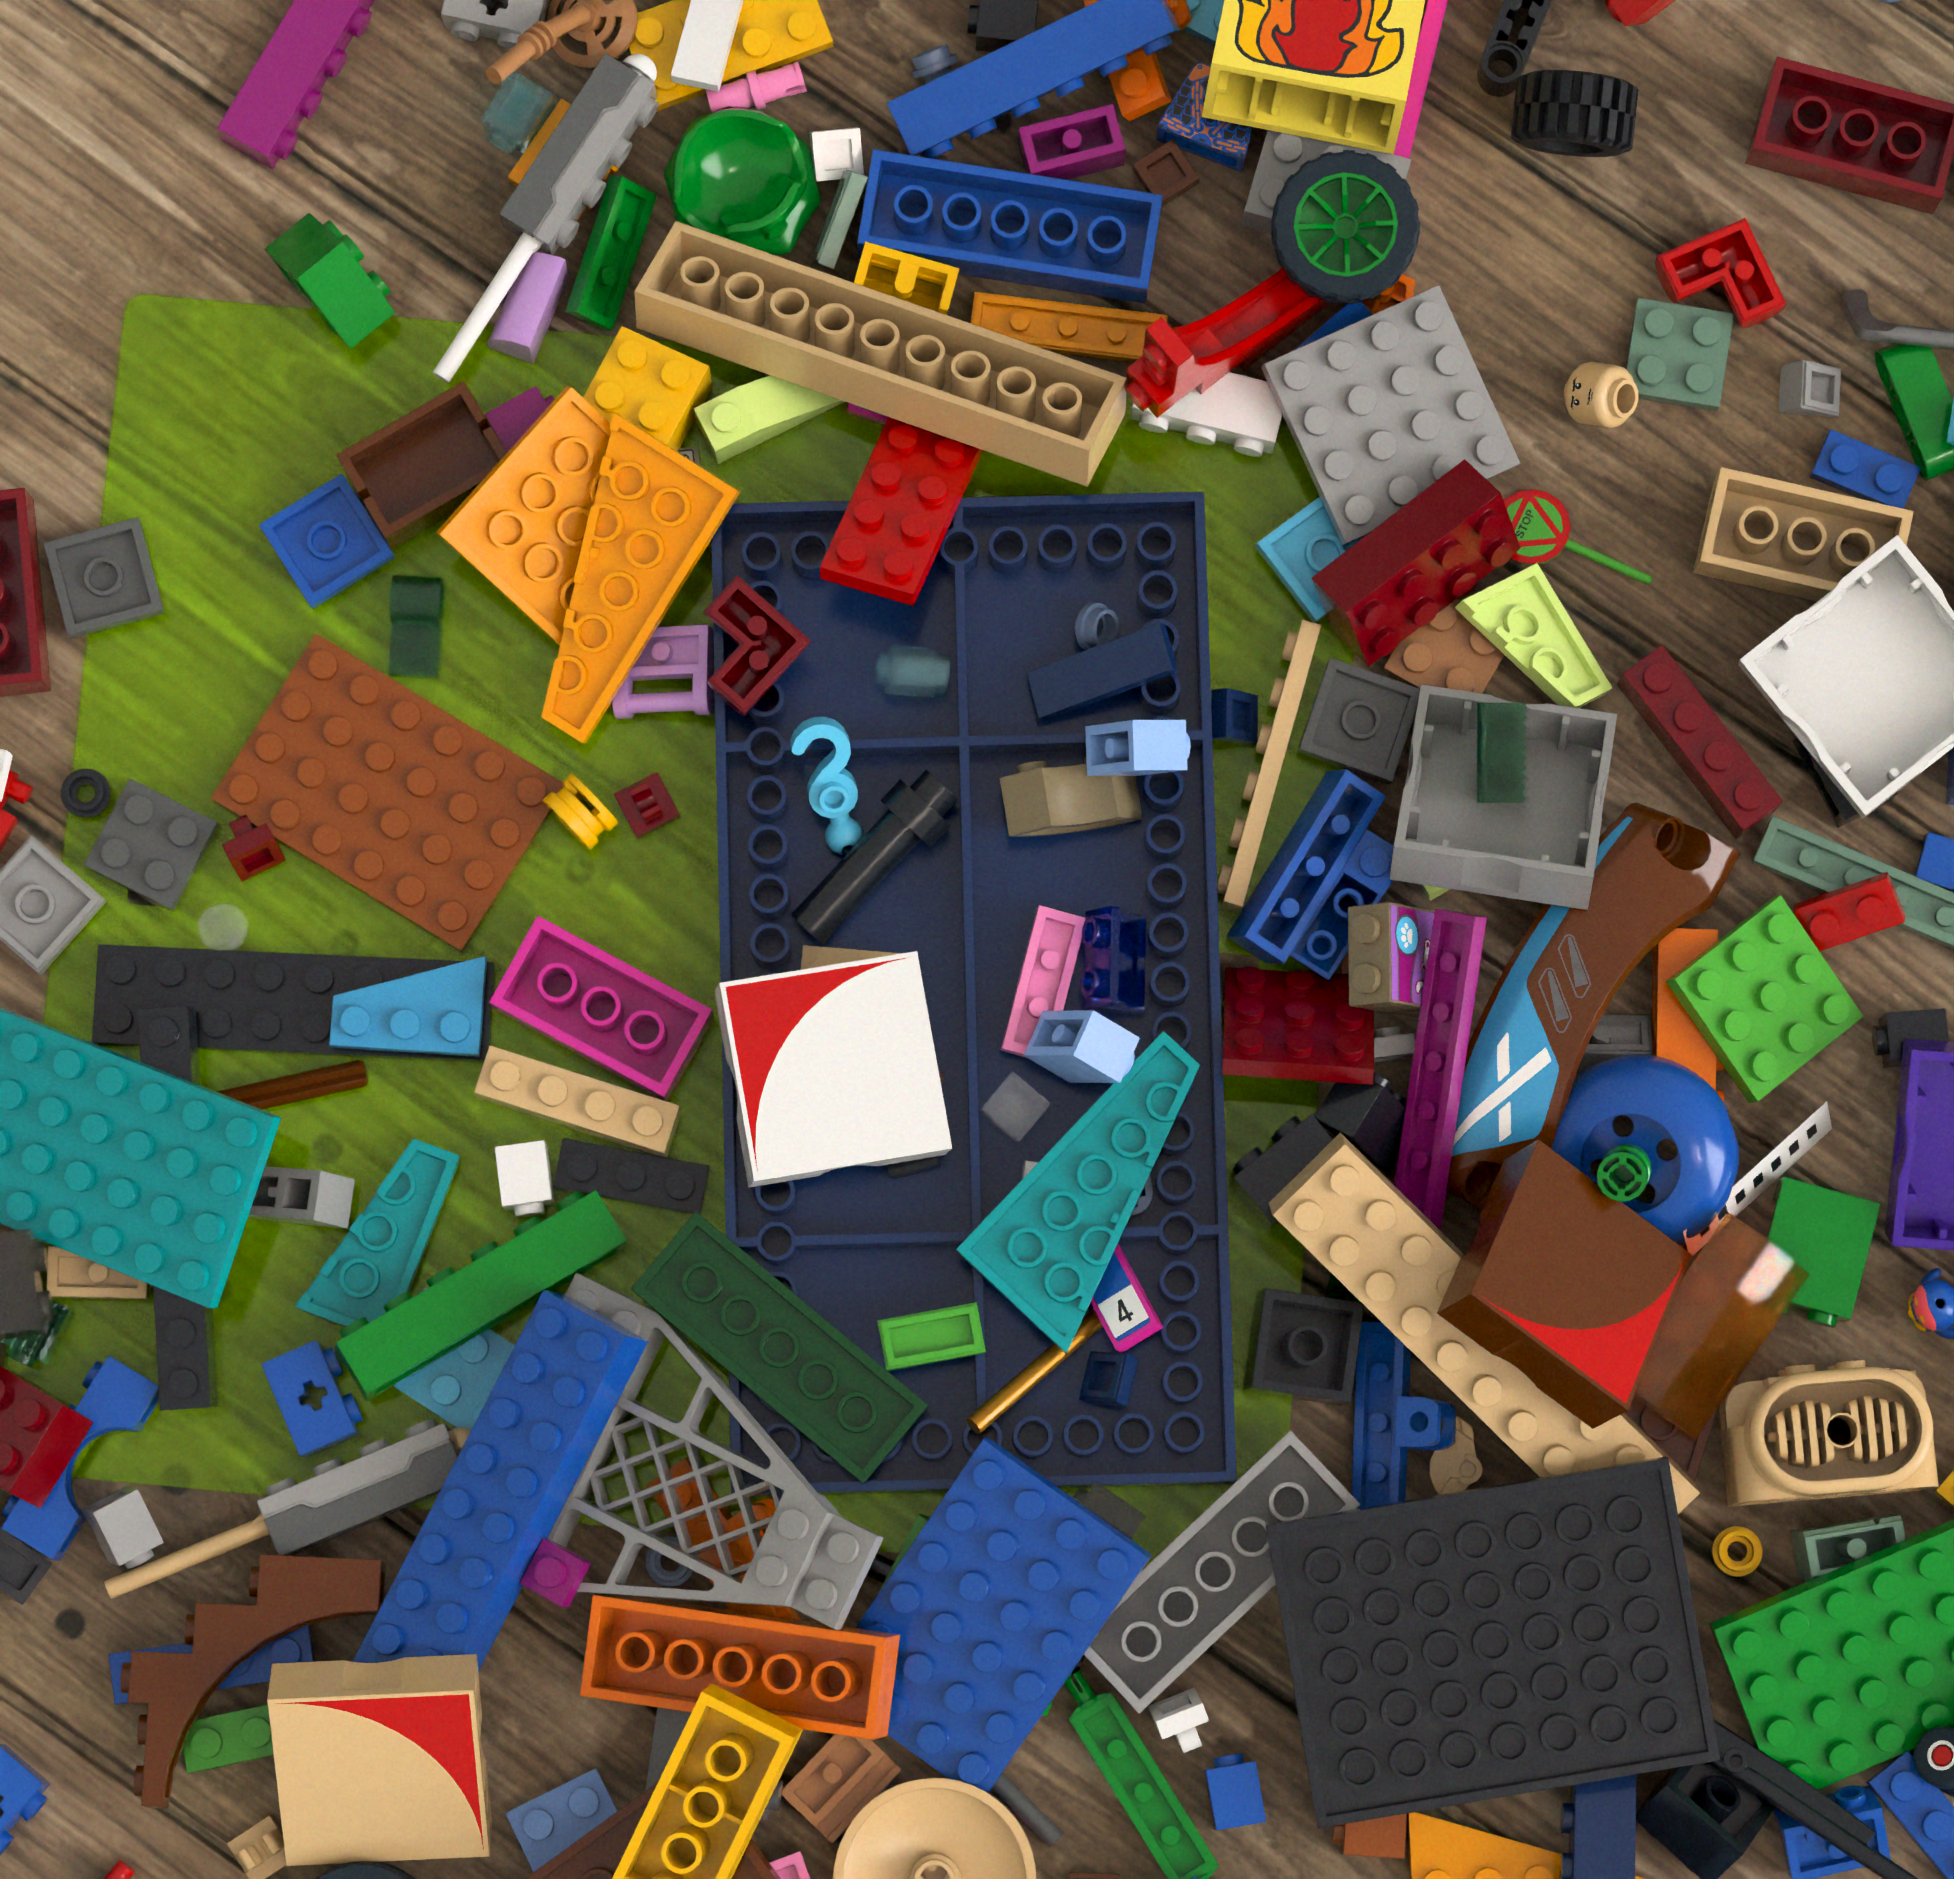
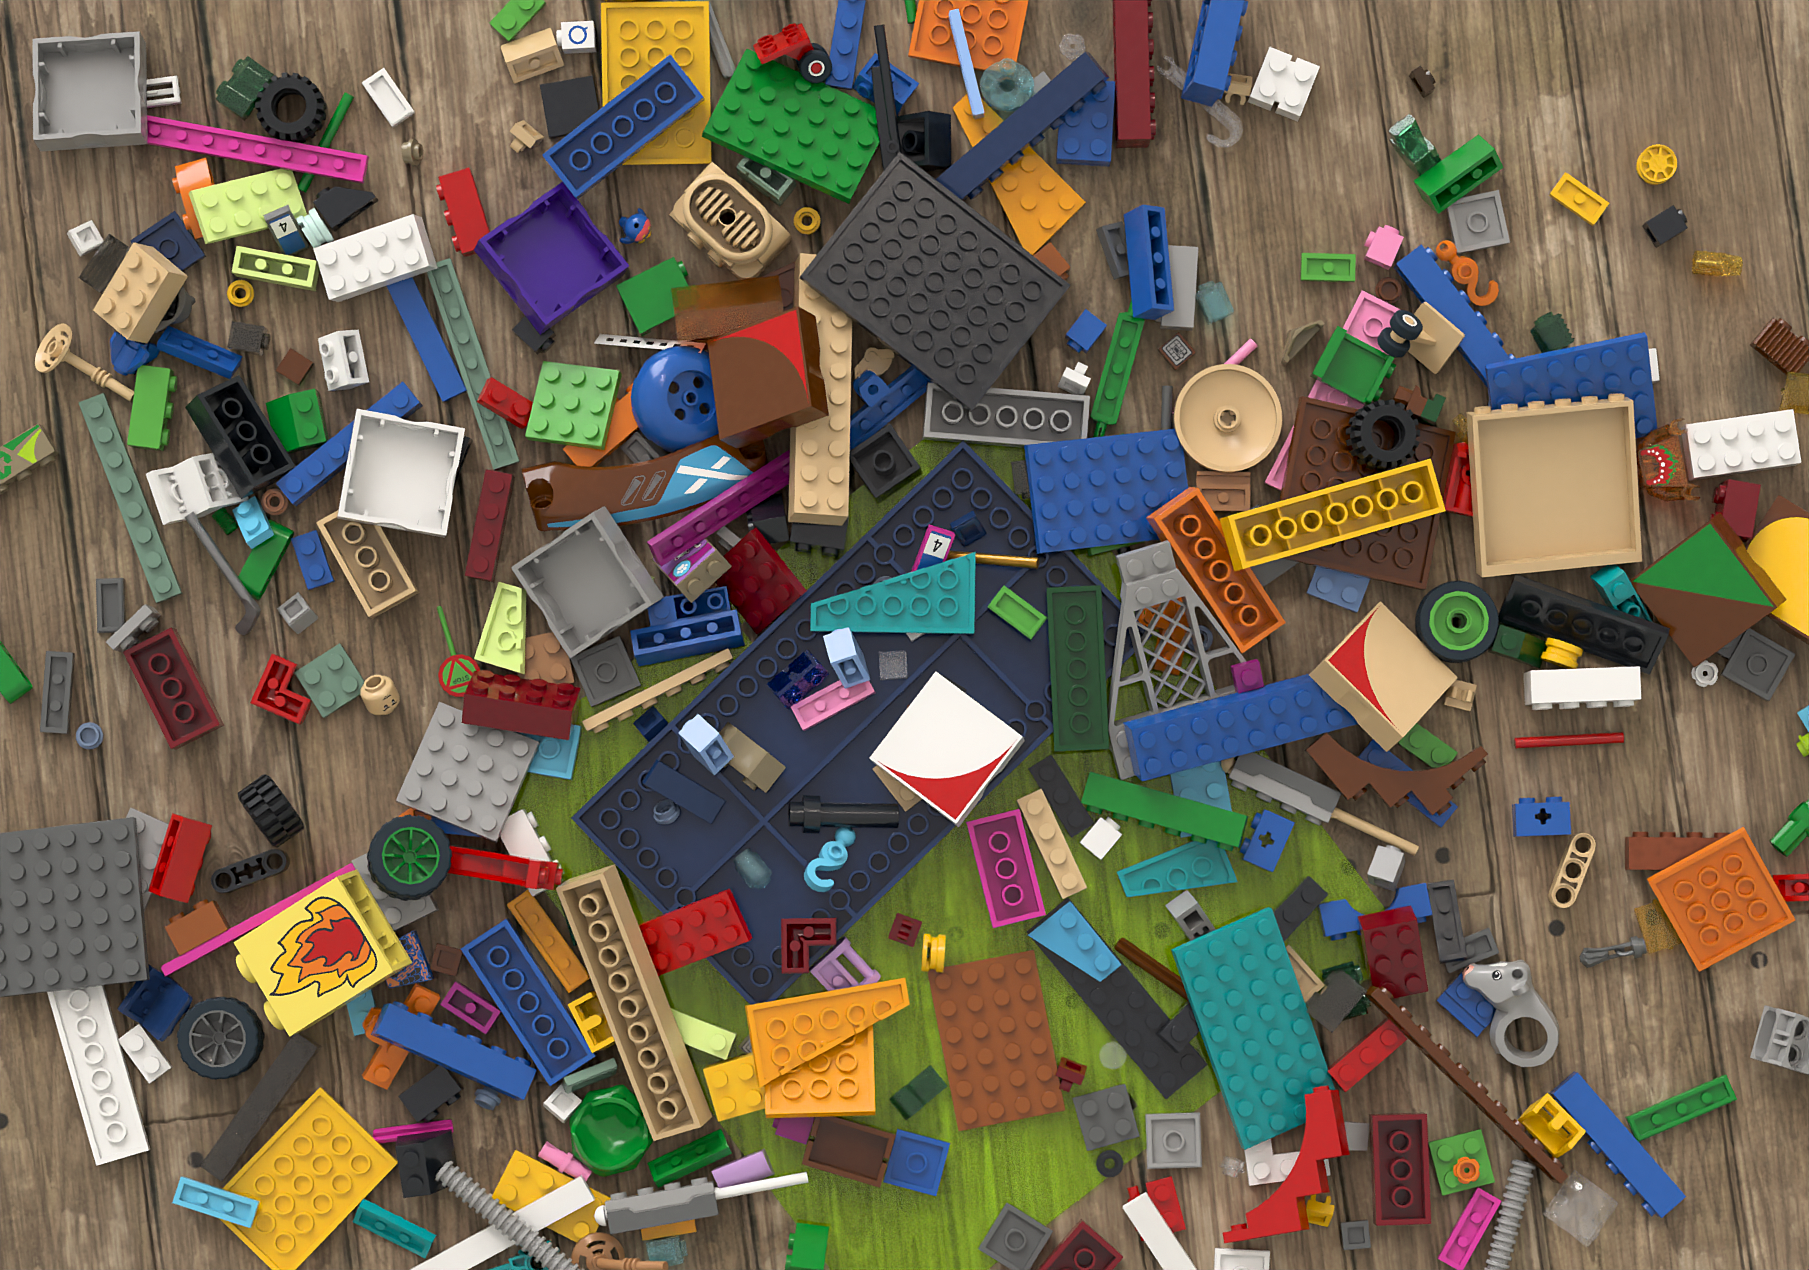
camera: 130 degrees left, 5 degrees up
(1502, 753) = (570, 597): clear green brick -> none
(1626, 1163) = (695, 397): green wheel -> none

